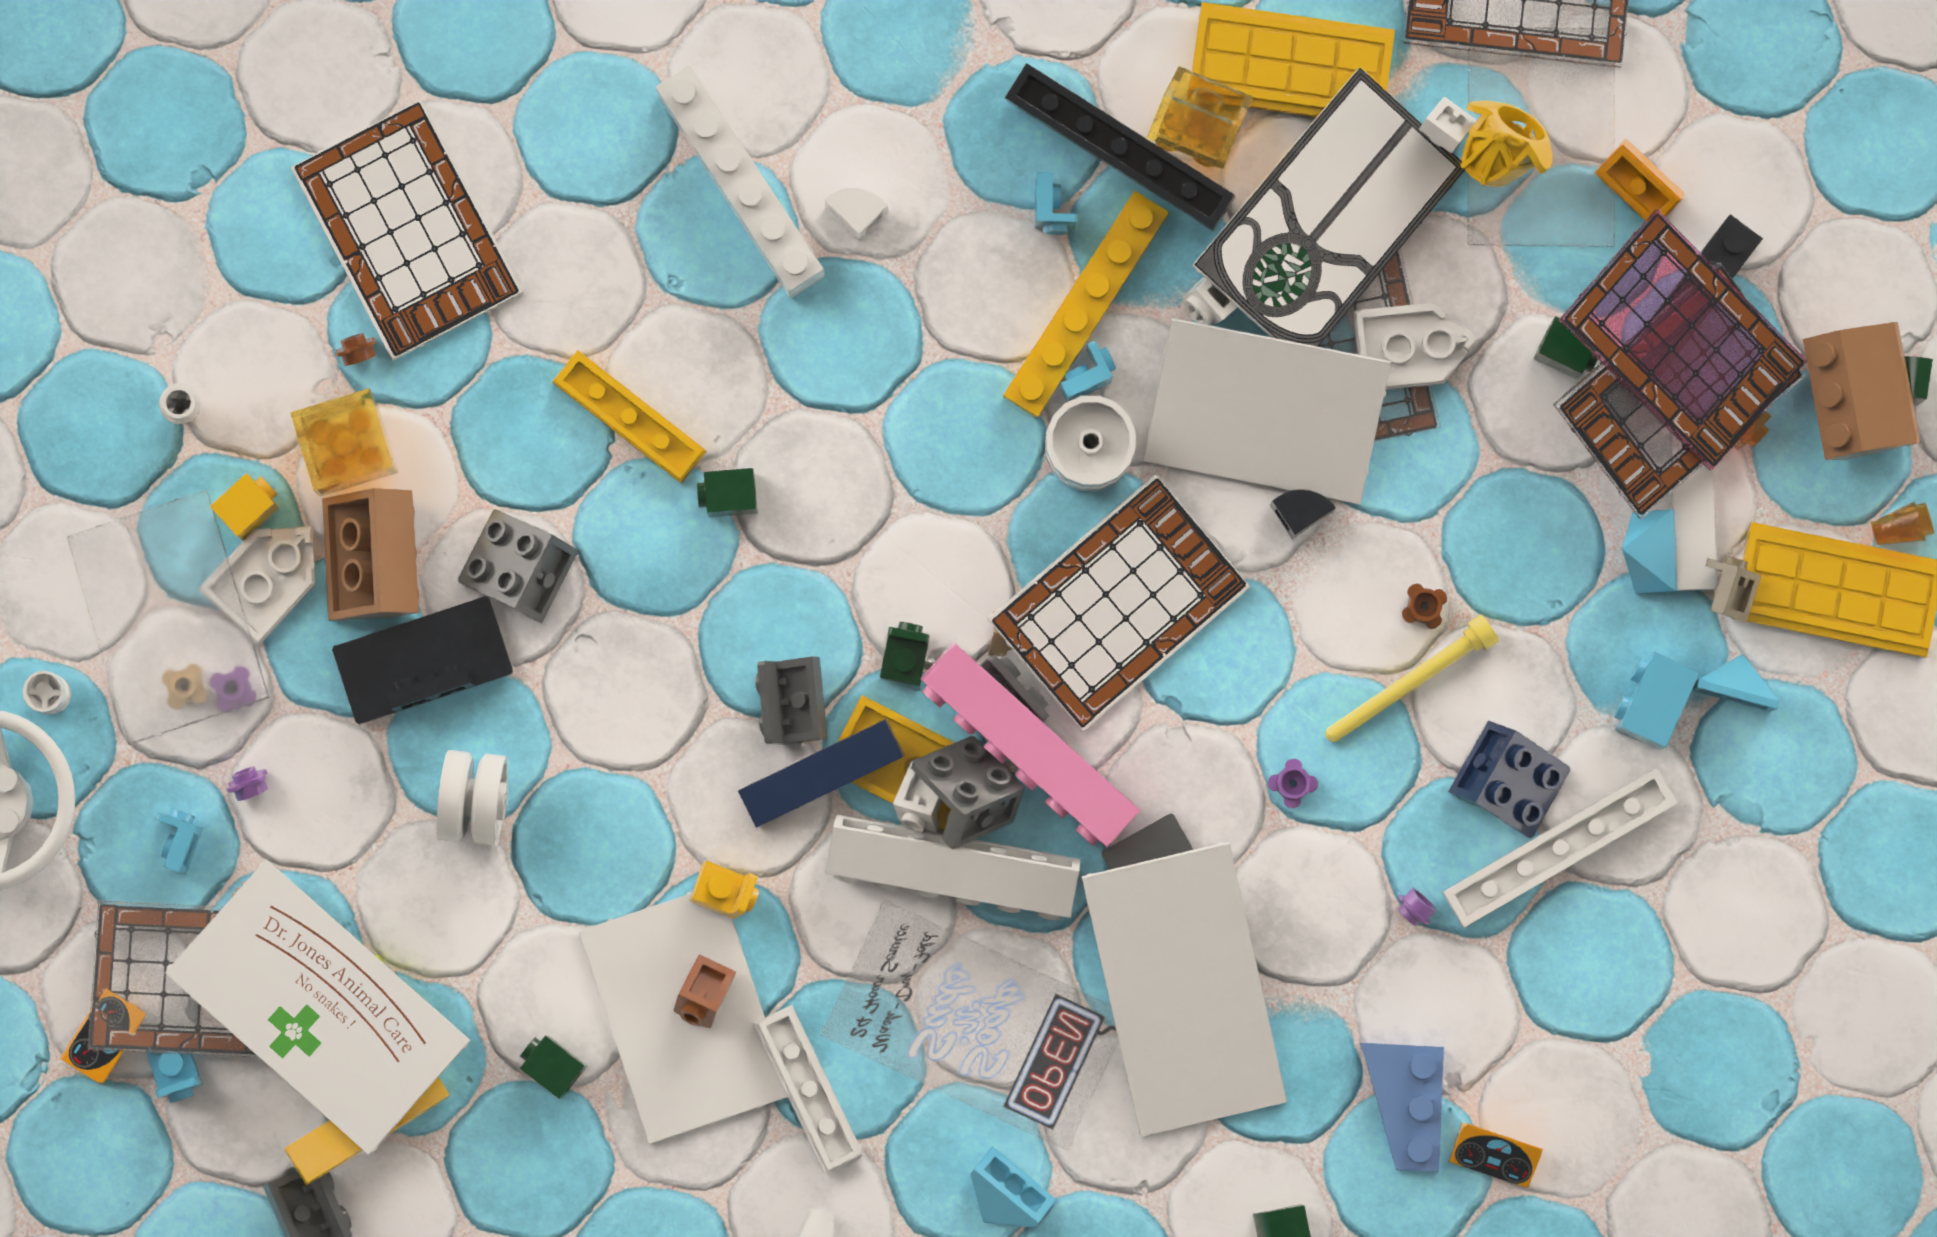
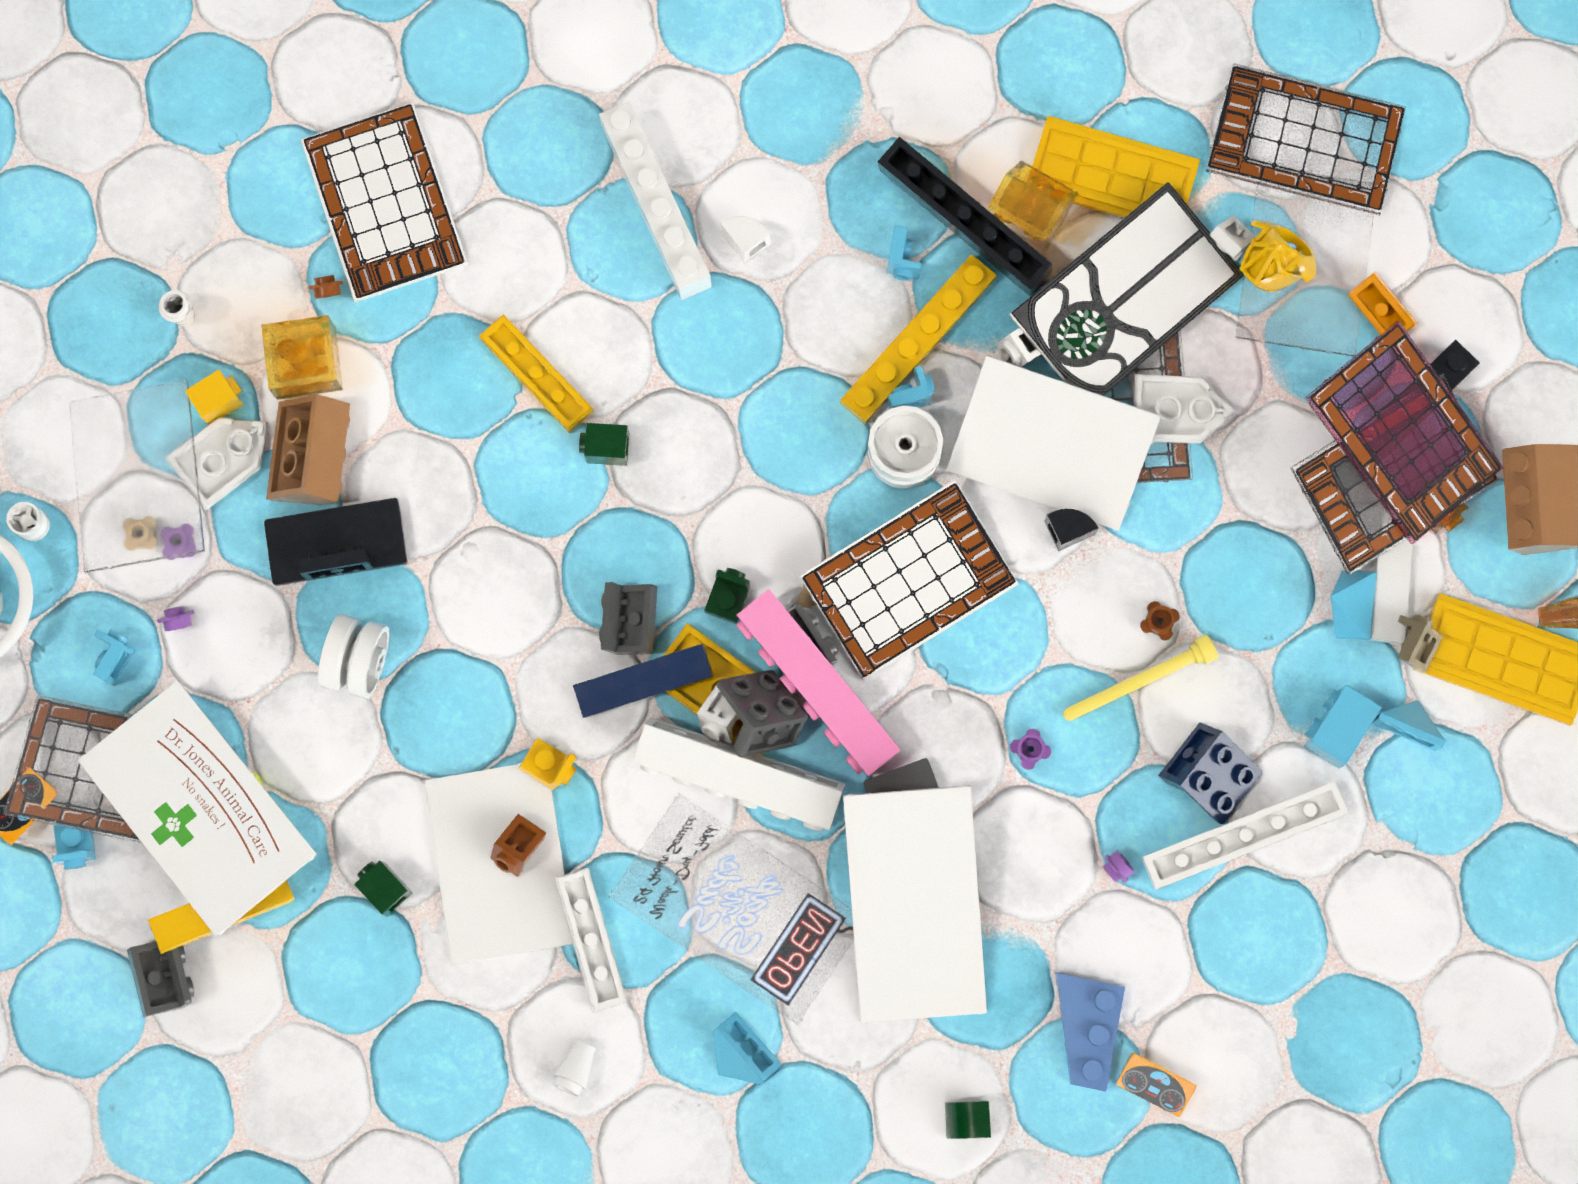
camera: 15 degrees right, 5 degrees down
(518, 565) = (426, 477): dark grey bracket -> none
(1564, 351) = (1305, 430): dark green brick -> none

